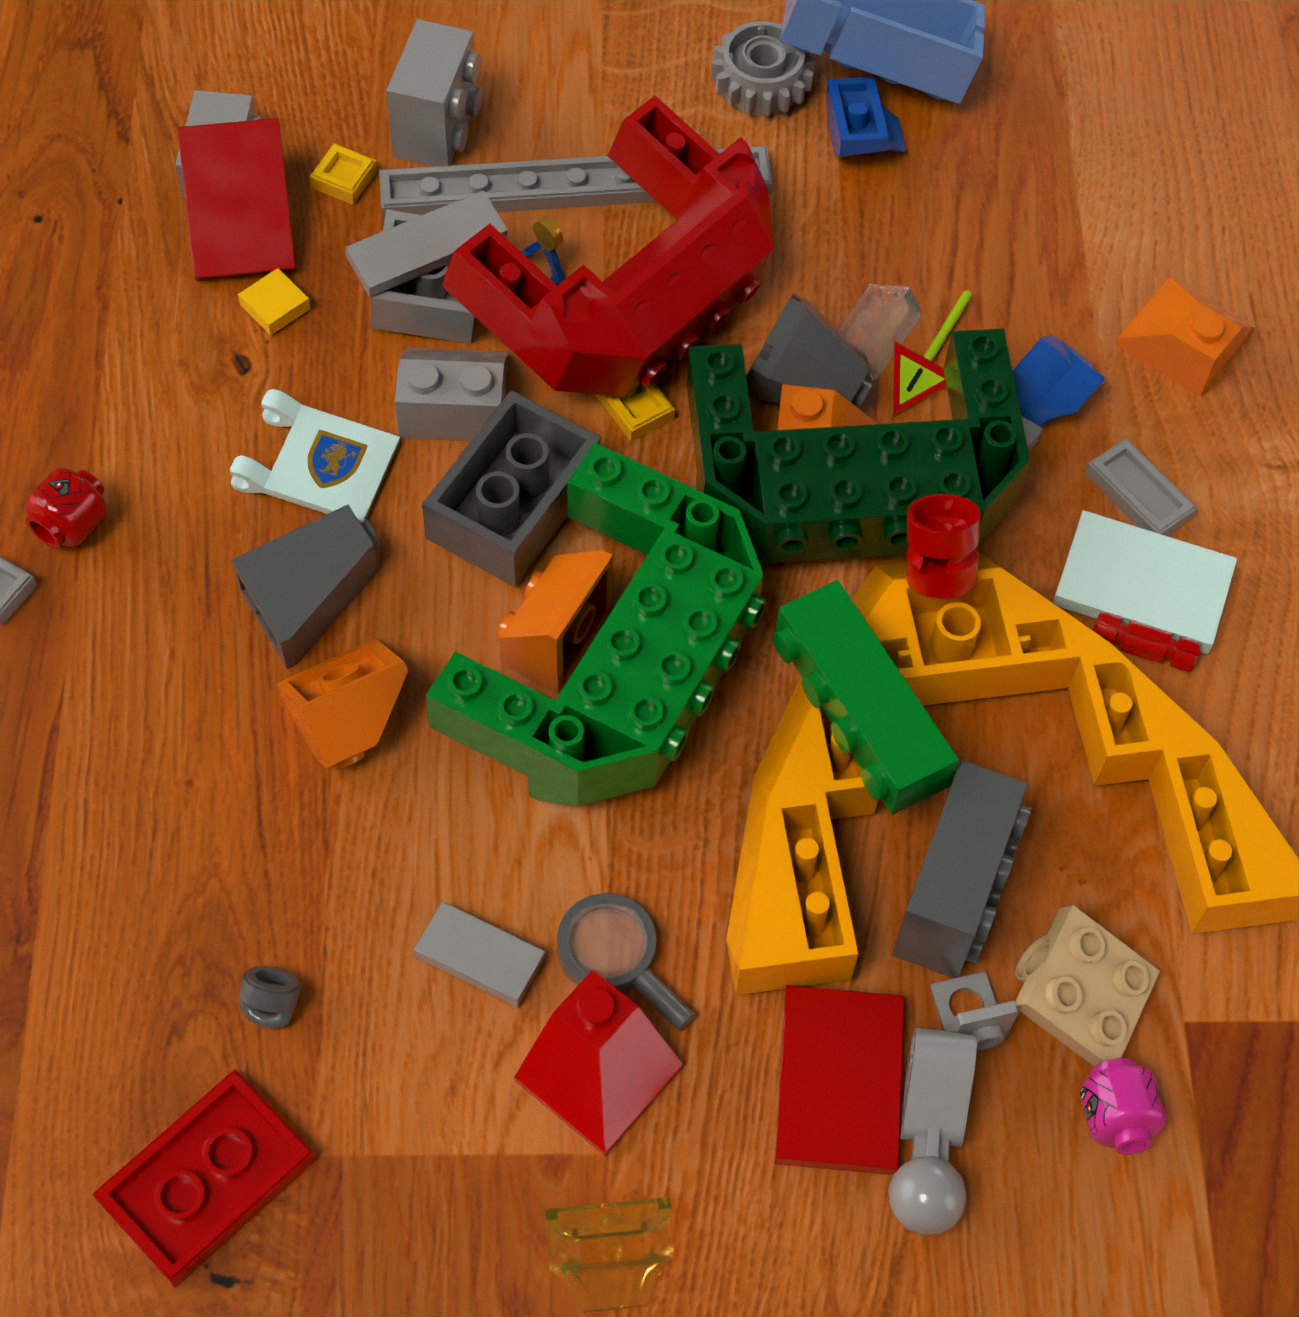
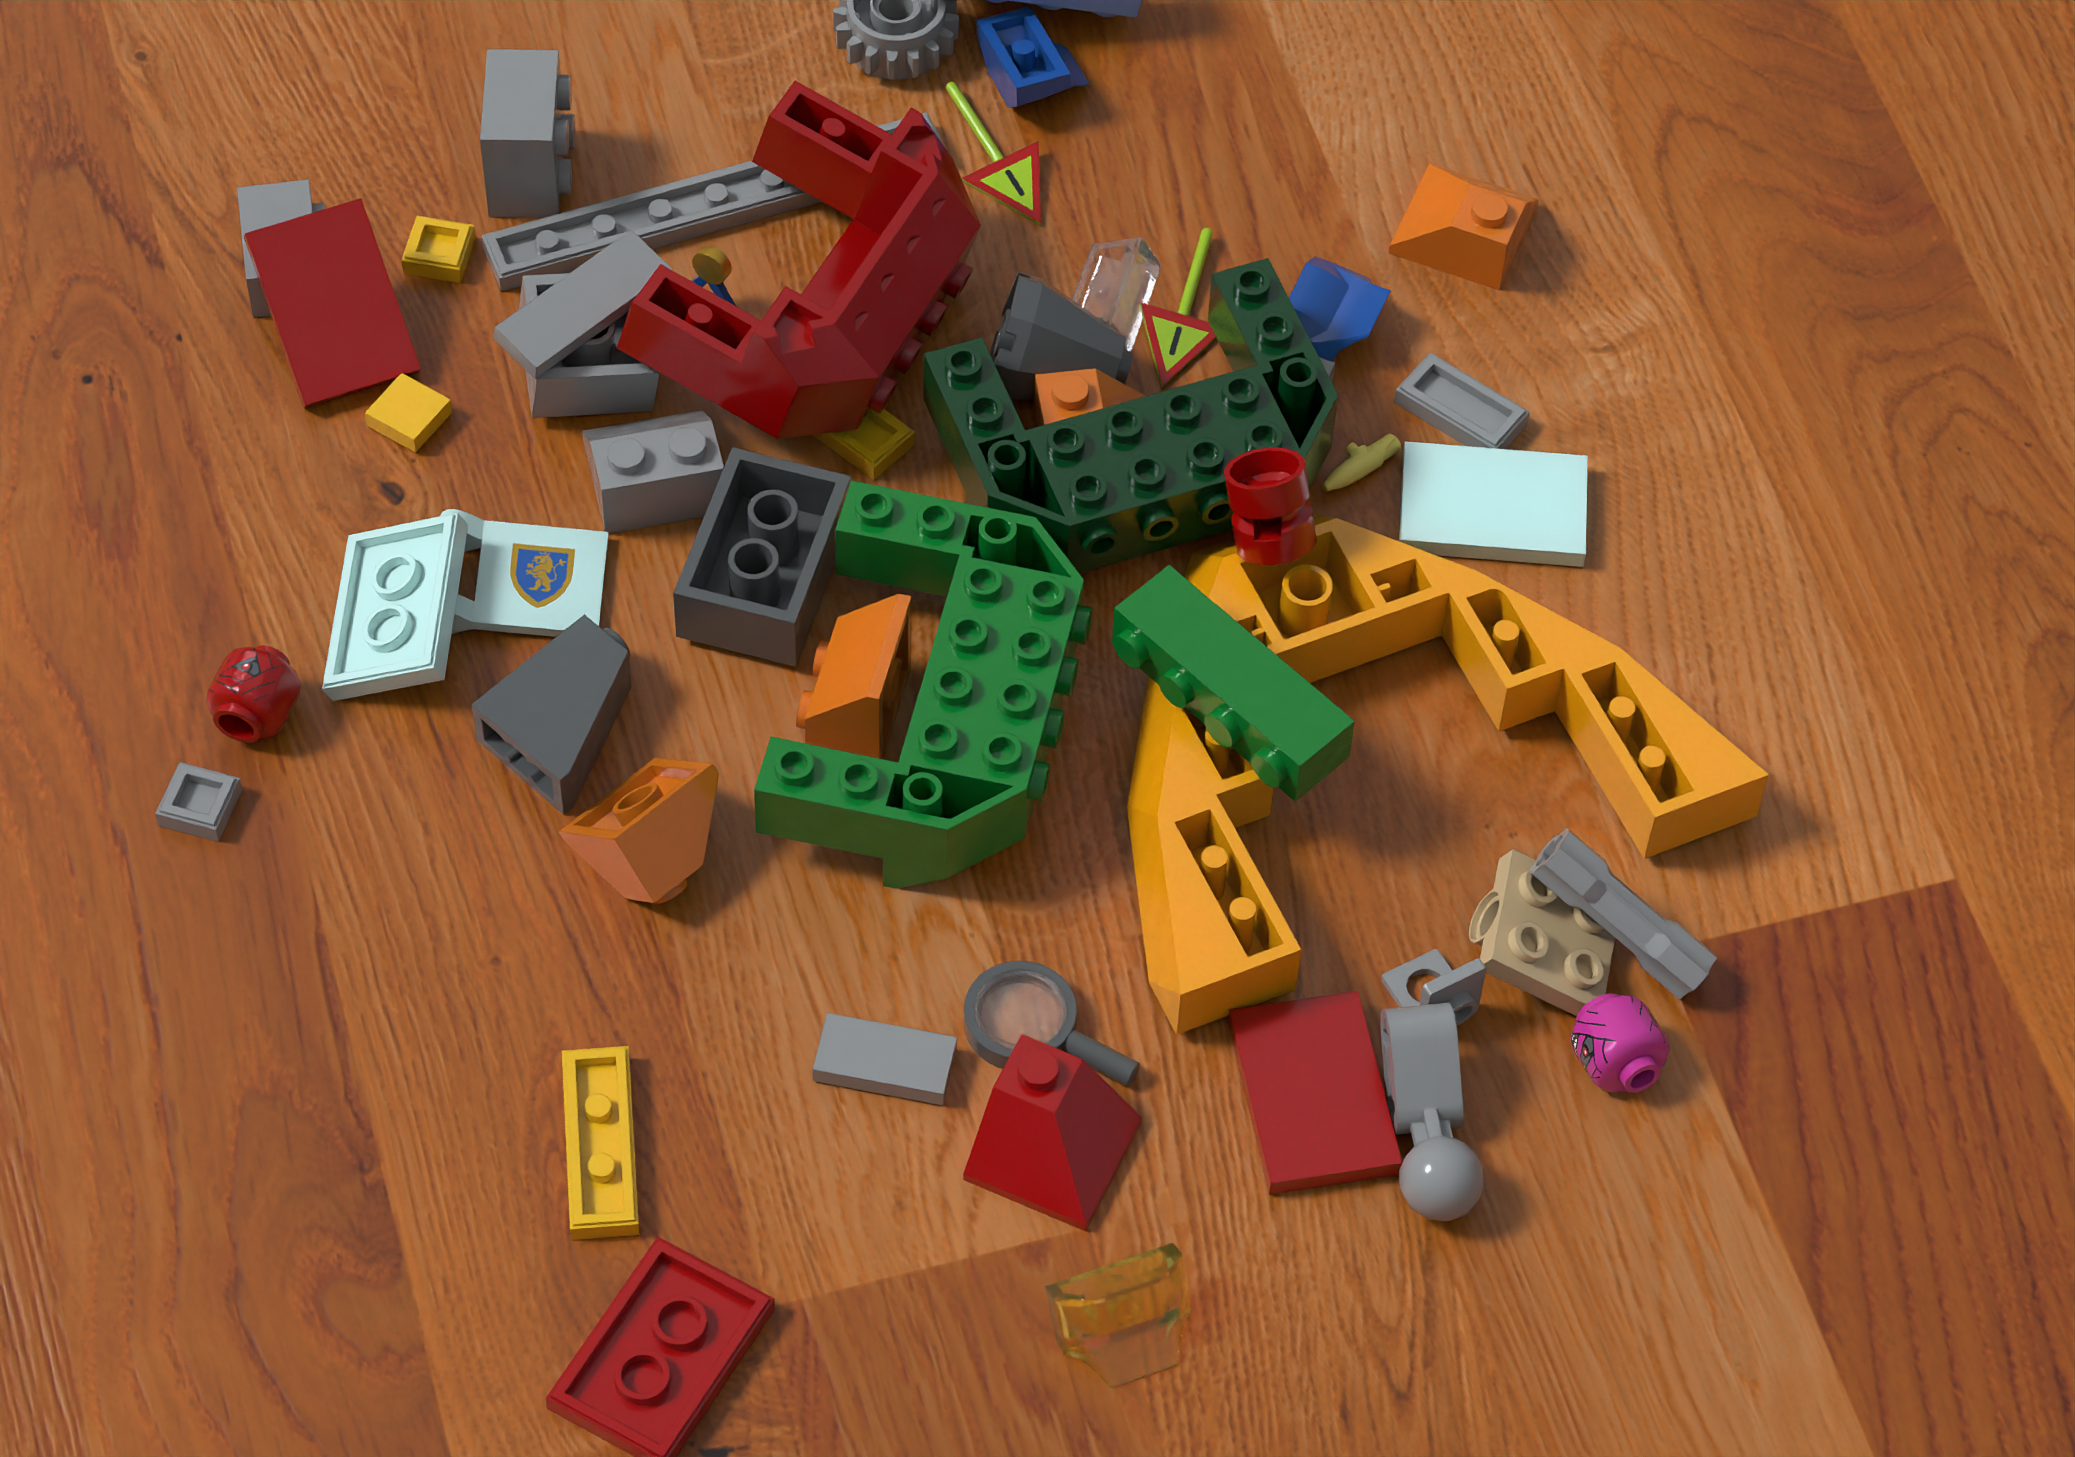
camera: 15 degrees left, 5 degrees down
(204, 462) = (395, 607): none -> light aqua tile
(213, 975) = (600, 1143): none -> yellow tile
(269, 991) = (669, 1147): dark grey tile -> none
(819, 215) = (1008, 179): none -> piece
(963, 871) = (1386, 844): dark grey brick -> none
(1041, 519) = (1362, 462): none -> light yellow helmet
(1148, 641) = (1518, 566): red axle -> none
(1182, 1022) = (1658, 943): none -> light grey axle

